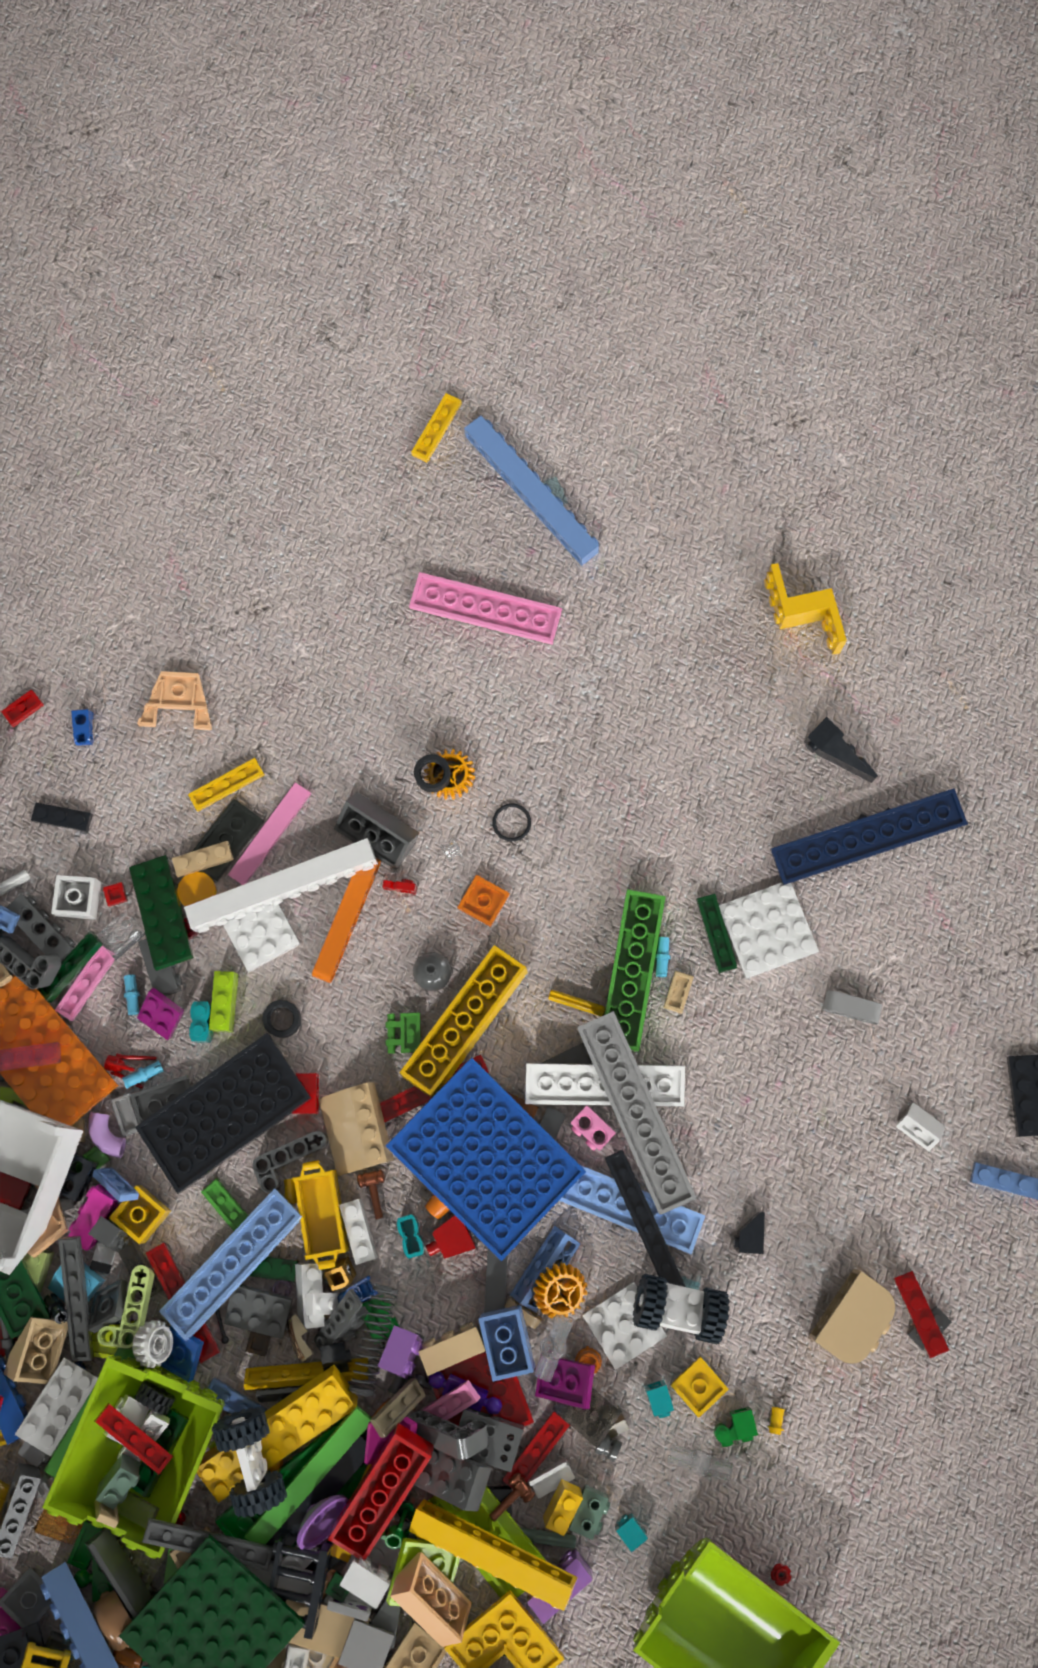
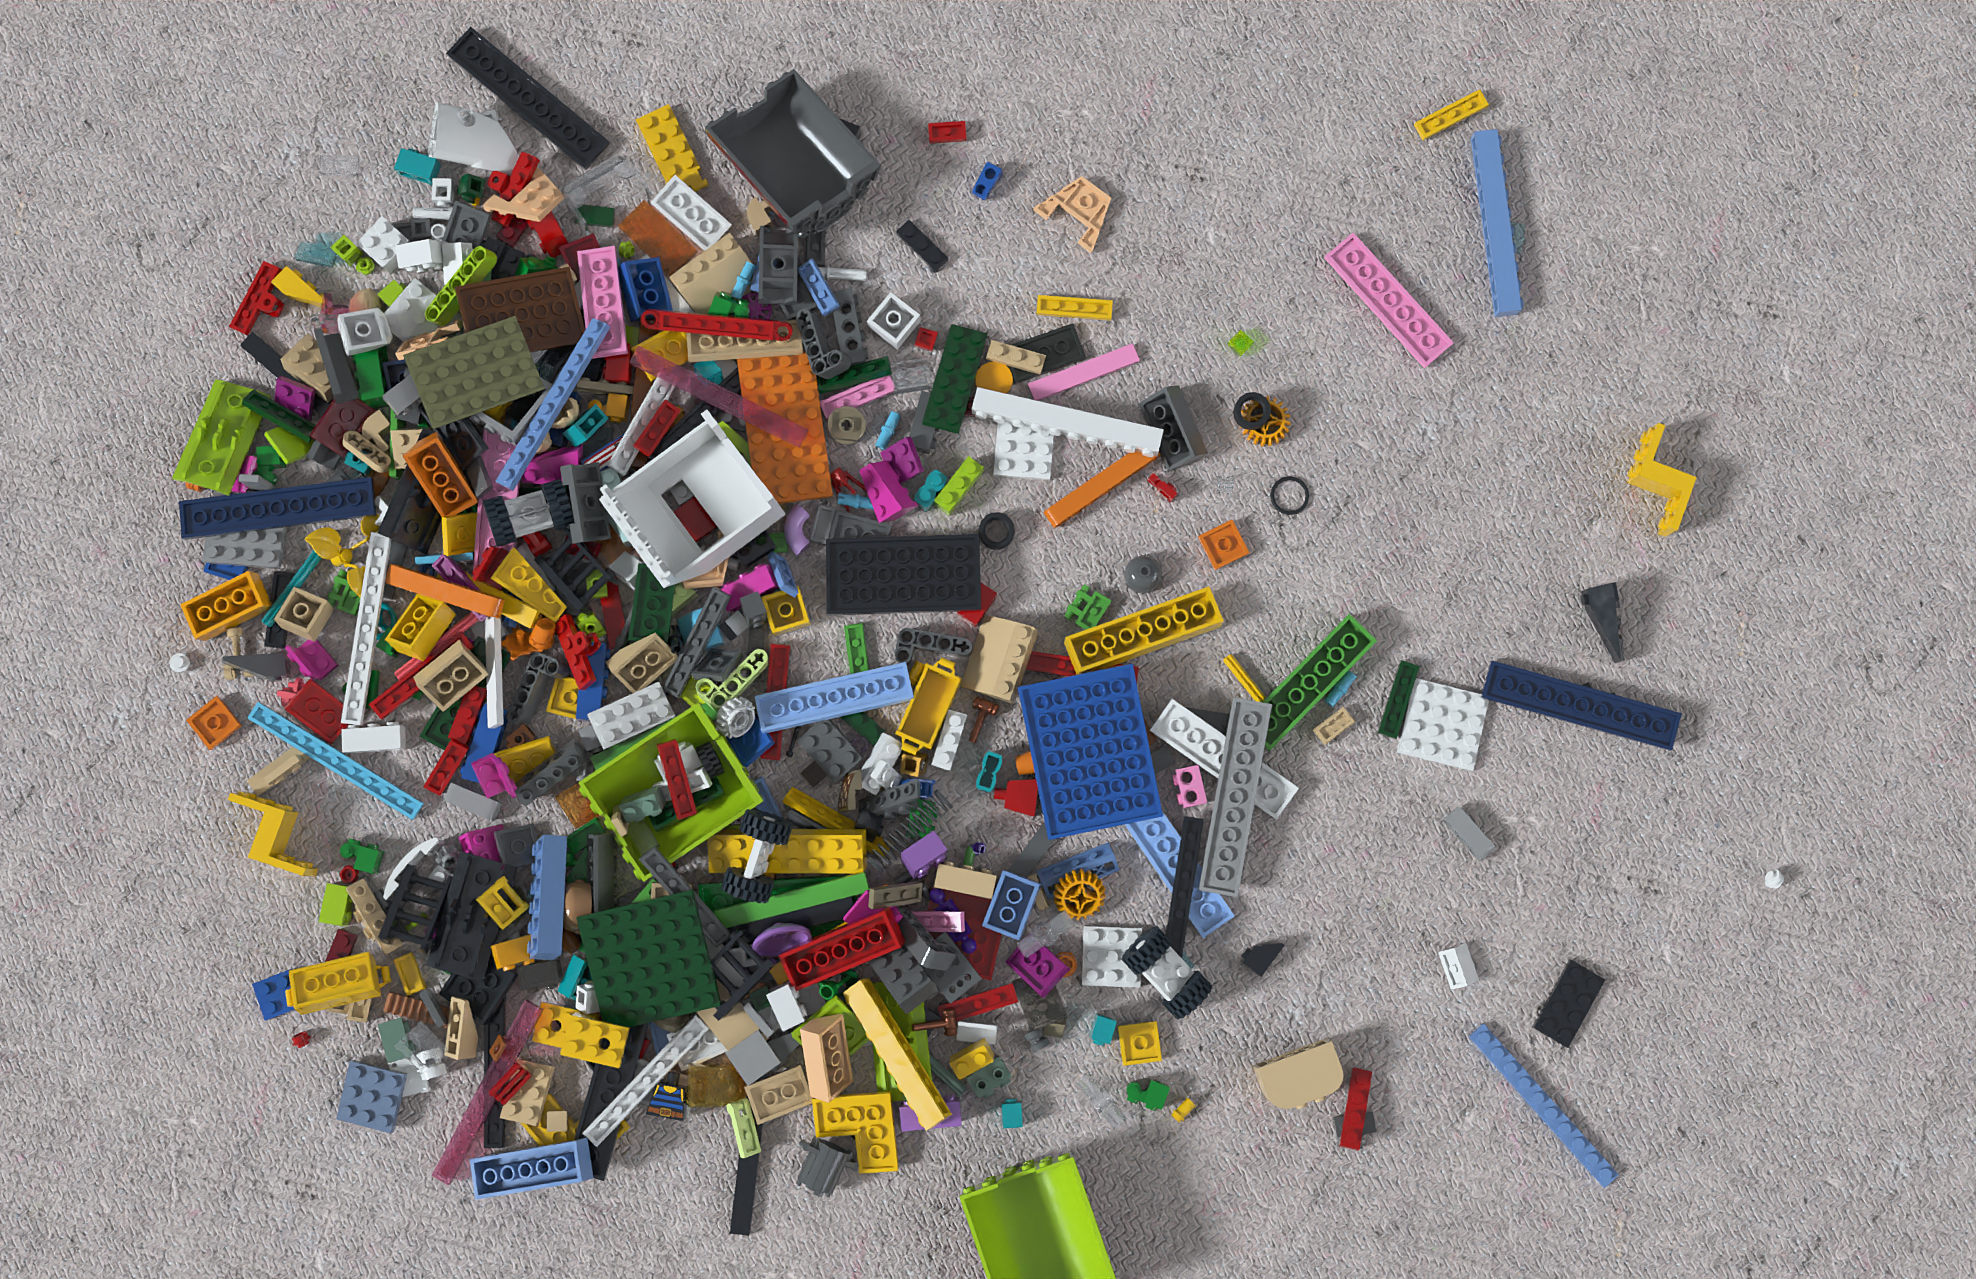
camera: 30 degrees right, 5 degrees up
(101, 1018) = (840, 415): none -> dark tan plate
(162, 1050) = (885, 492): none -> dark pink wedge
(386, 723) = (1240, 343): none -> clear neon green plate
(442, 1316) = (972, 851): none -> arm
(780, 1568) = (1112, 1225): red plate -> none

